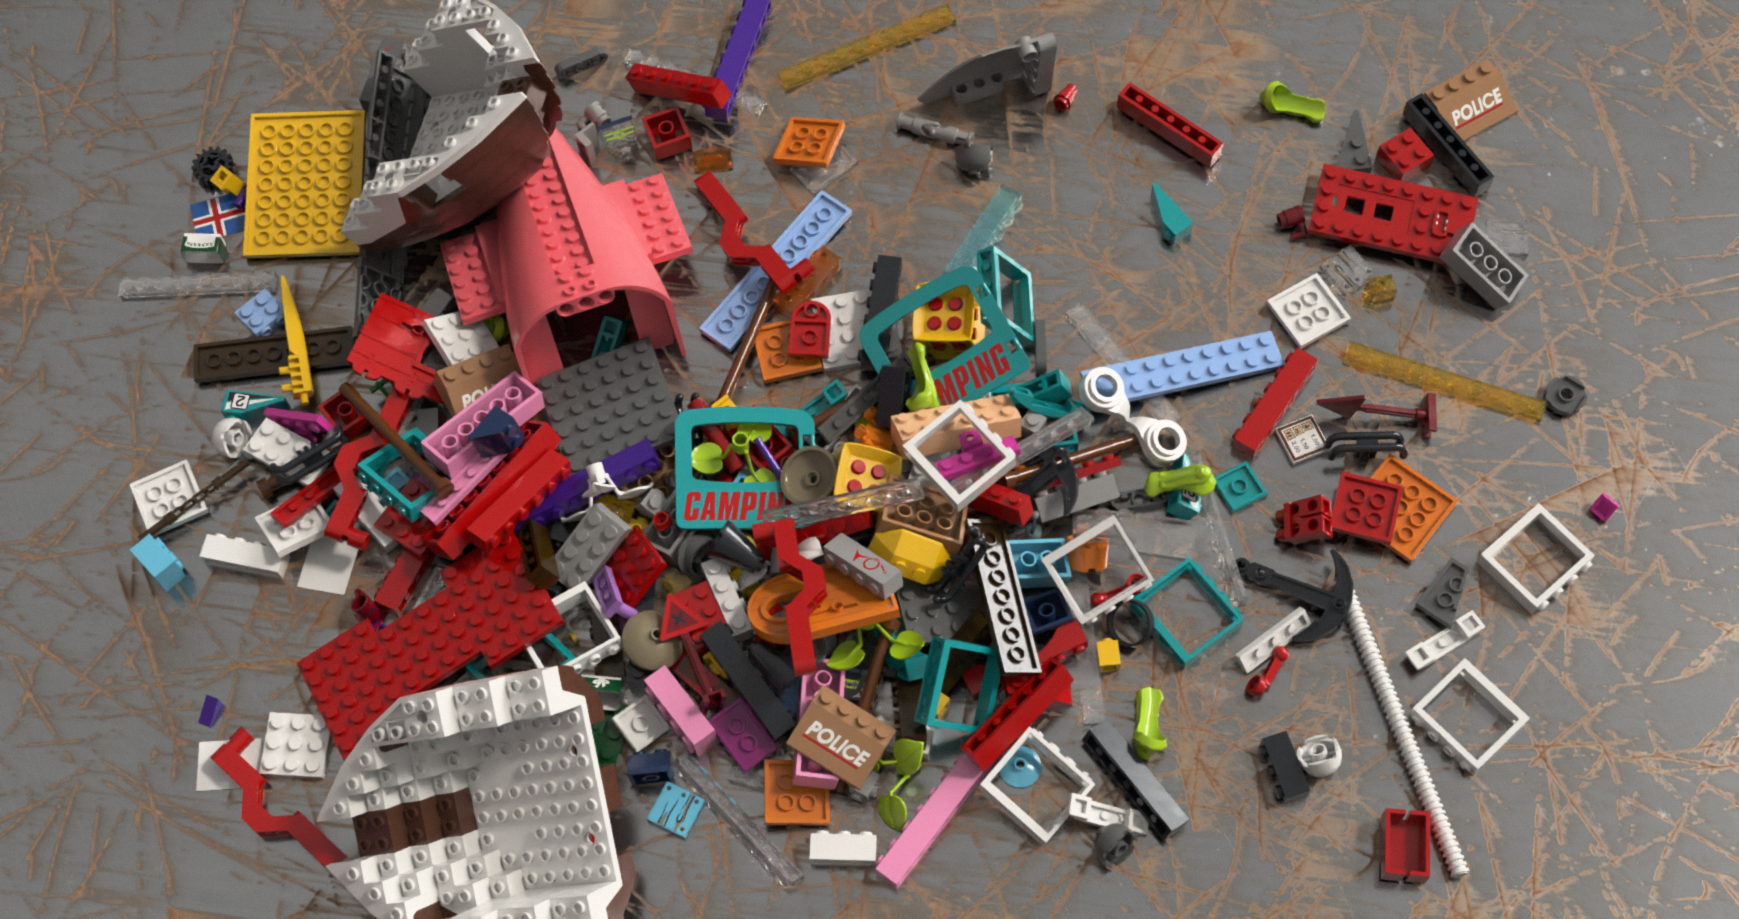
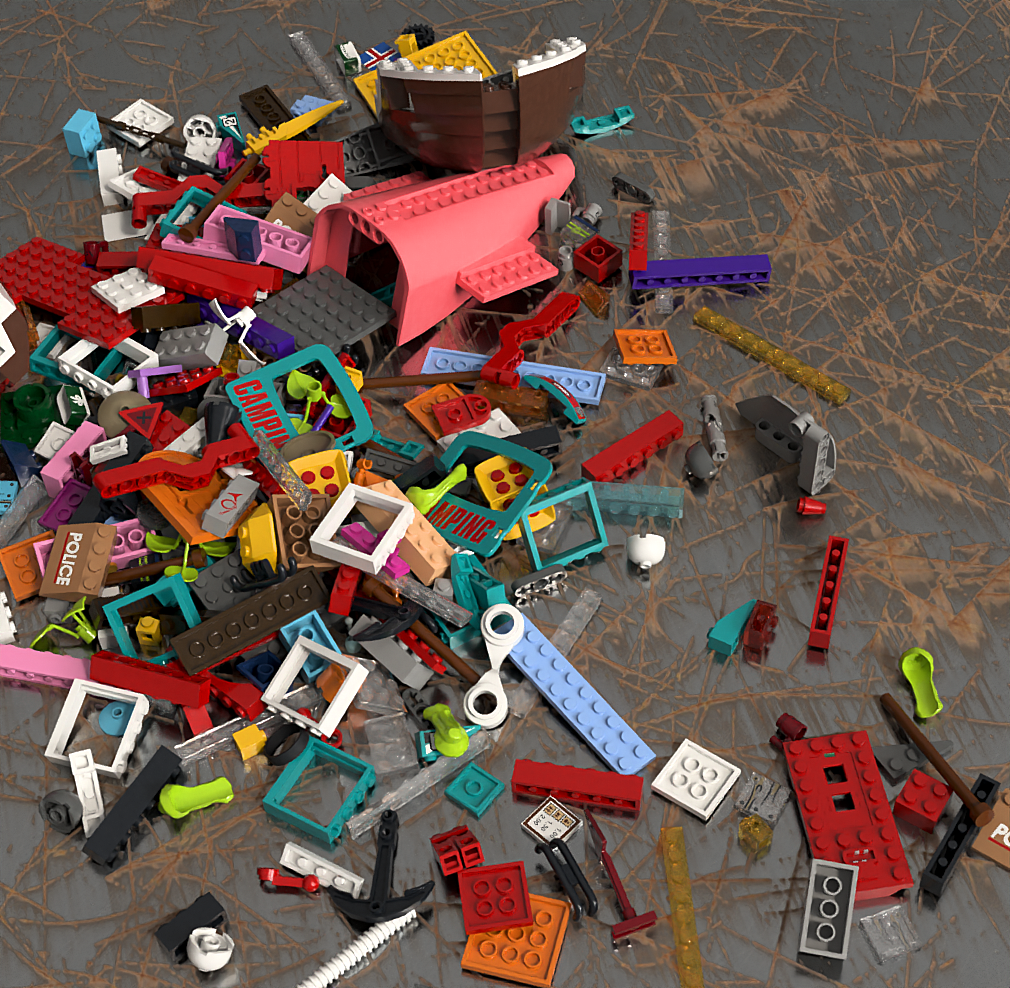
camera: 65 degrees right, 15 degrees down
(479, 581) = (127, 290): none -> white plate
(646, 160) = (565, 258): none -> light grey piece
(720, 667) = (109, 452): none -> white tile
(809, 246) = (573, 408): none -> teal slope
(926, 207) = (633, 448): none -> red brick
(1055, 245) = (646, 550): none -> white cylinder
(1181, 191) = (760, 624): none -> clear red brick
(1448, 118) = (979, 813): none -> reddish brown piece

